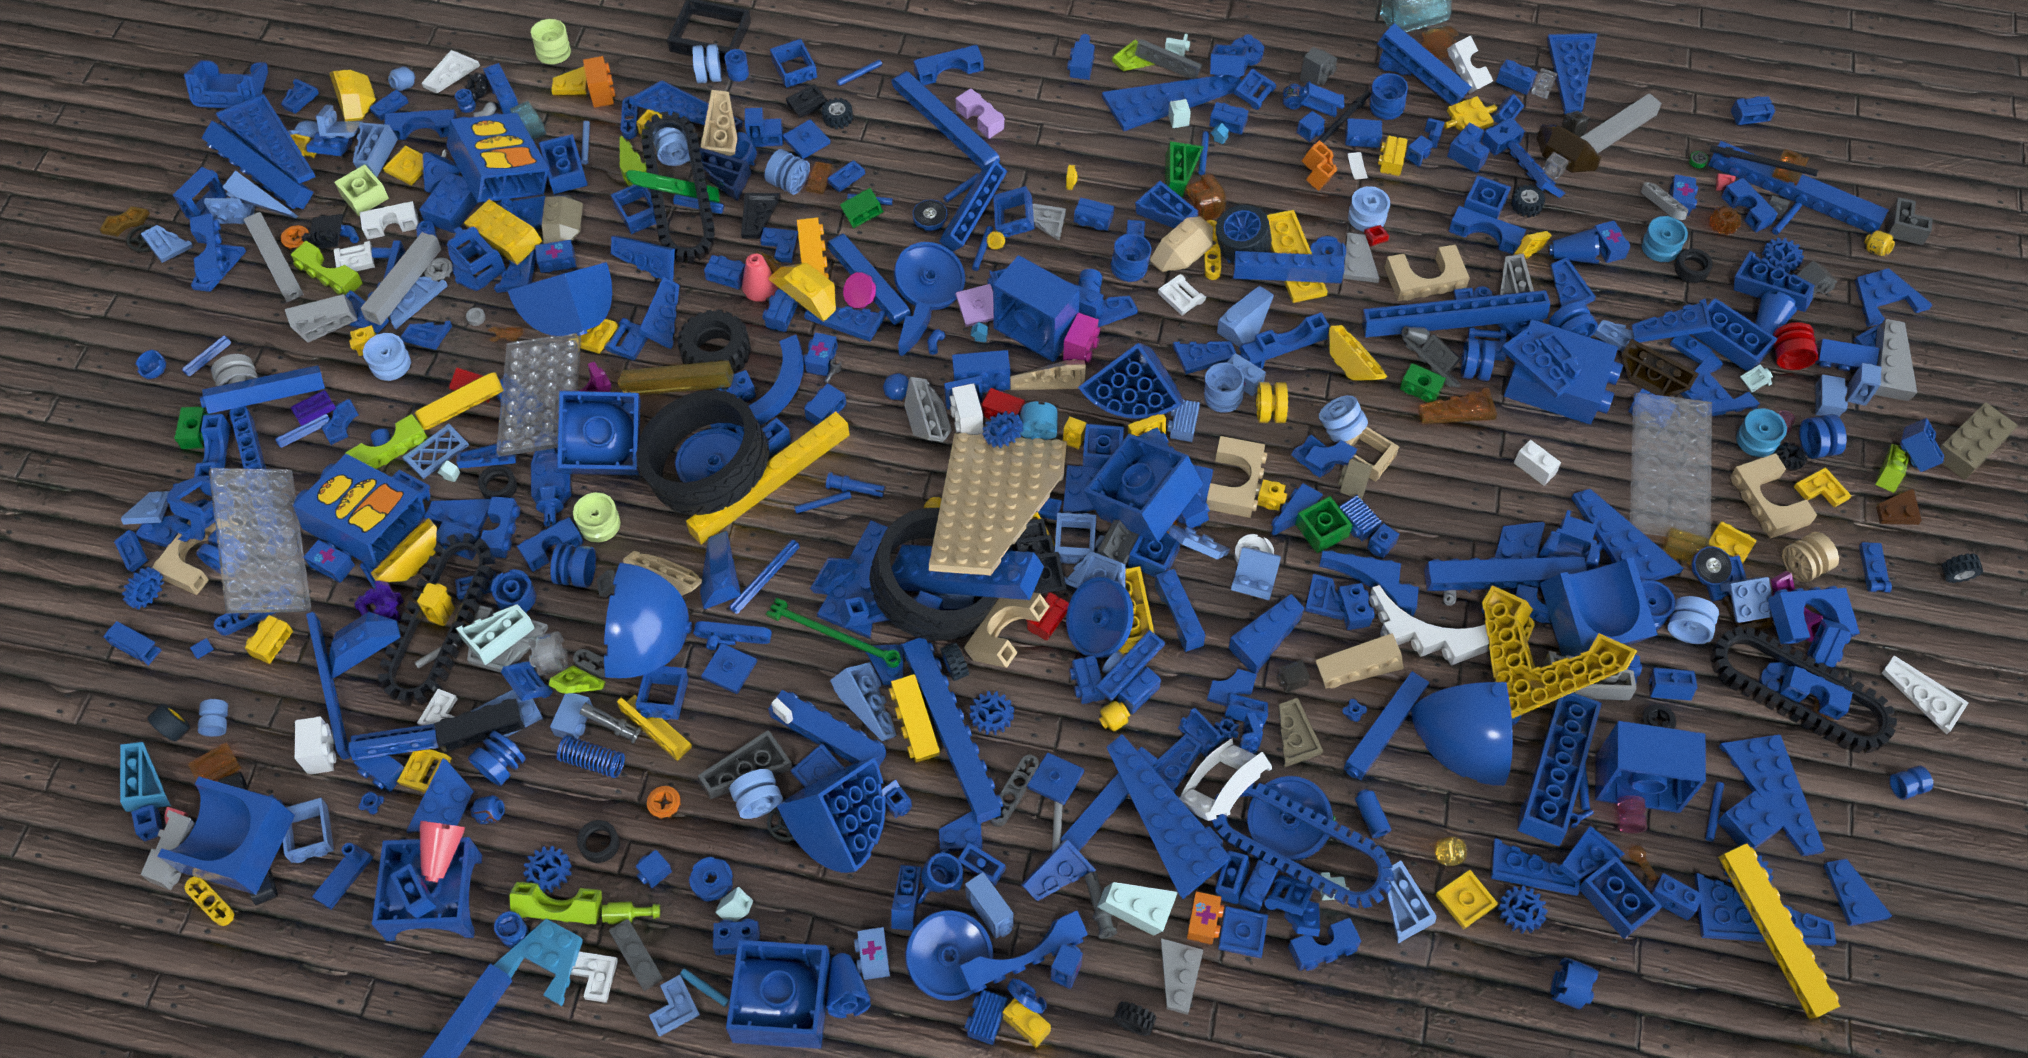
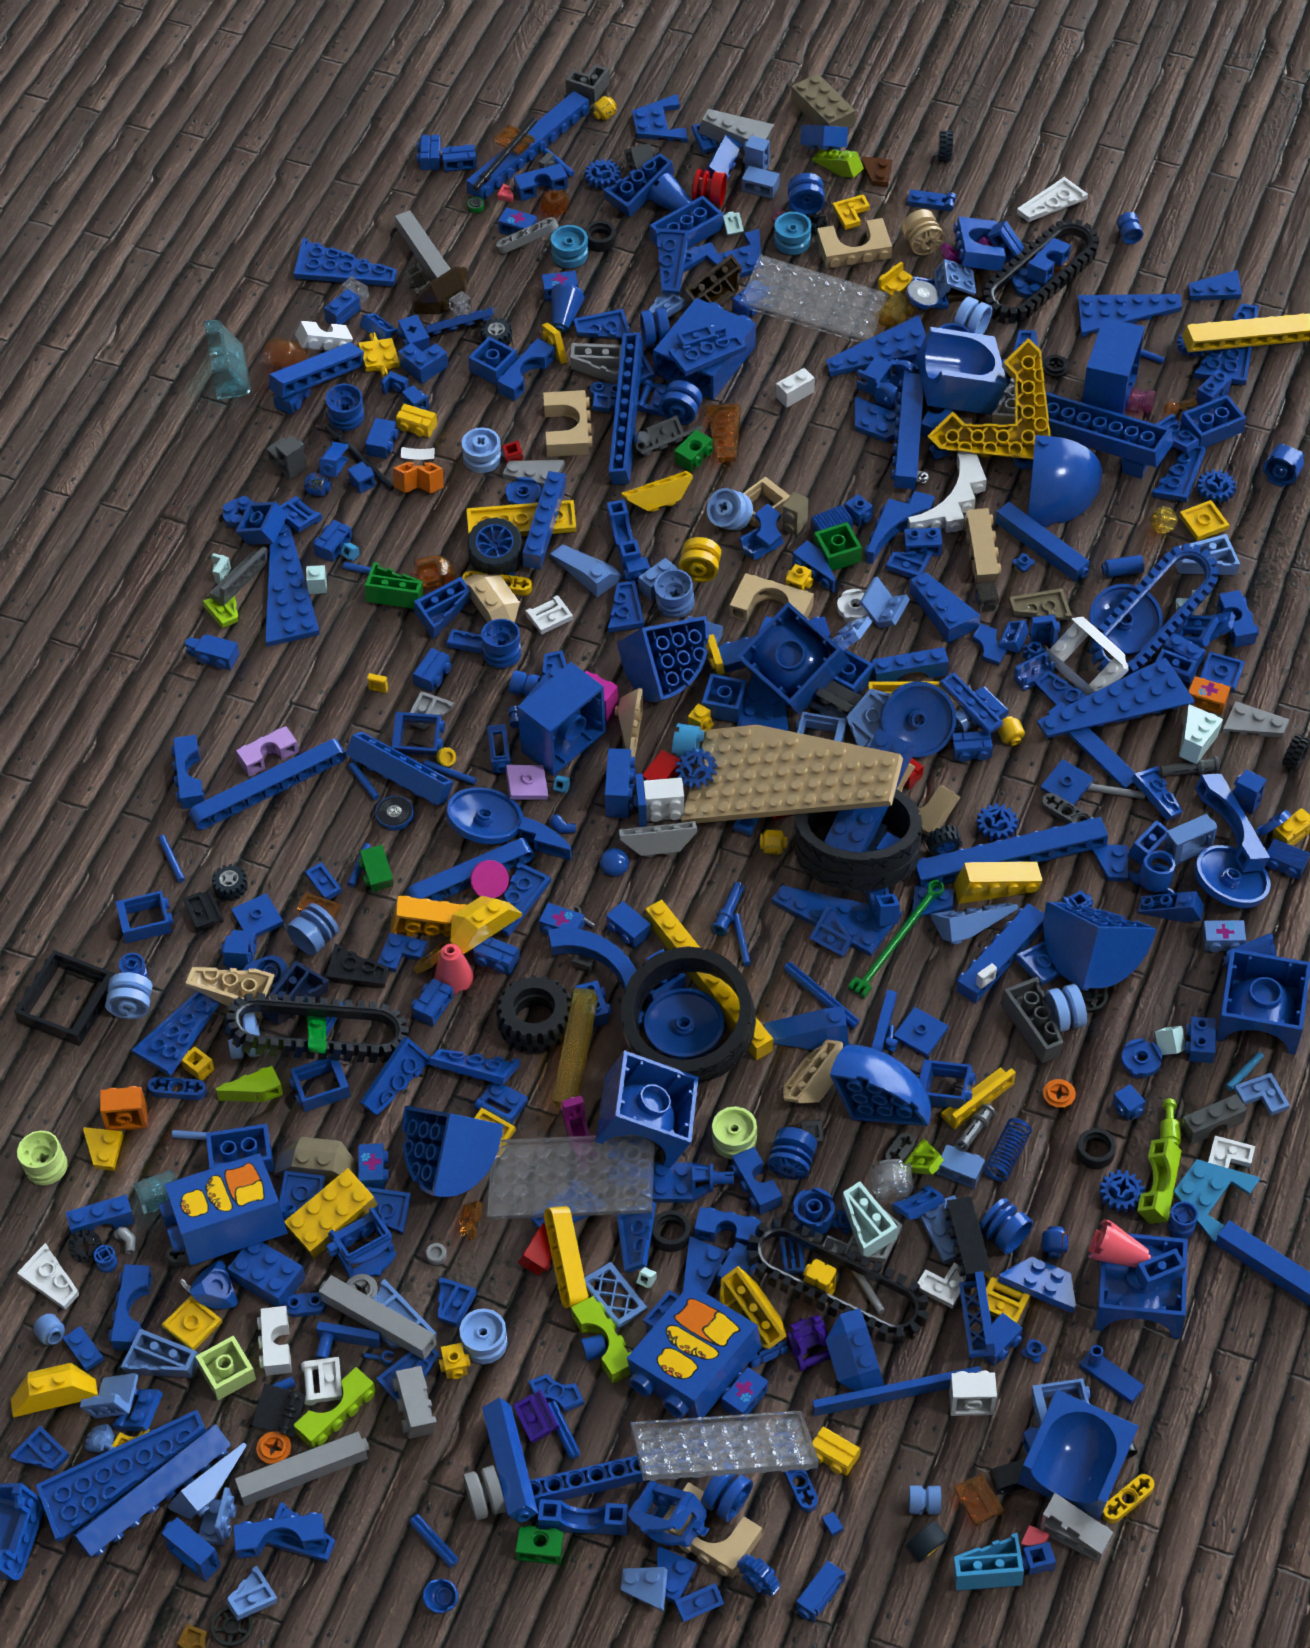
camera: 80 degrees left, 5 degrees down
(1751, 821) = (1159, 329): blue brick -> none
(1755, 134) = (459, 158): none -> blue brick

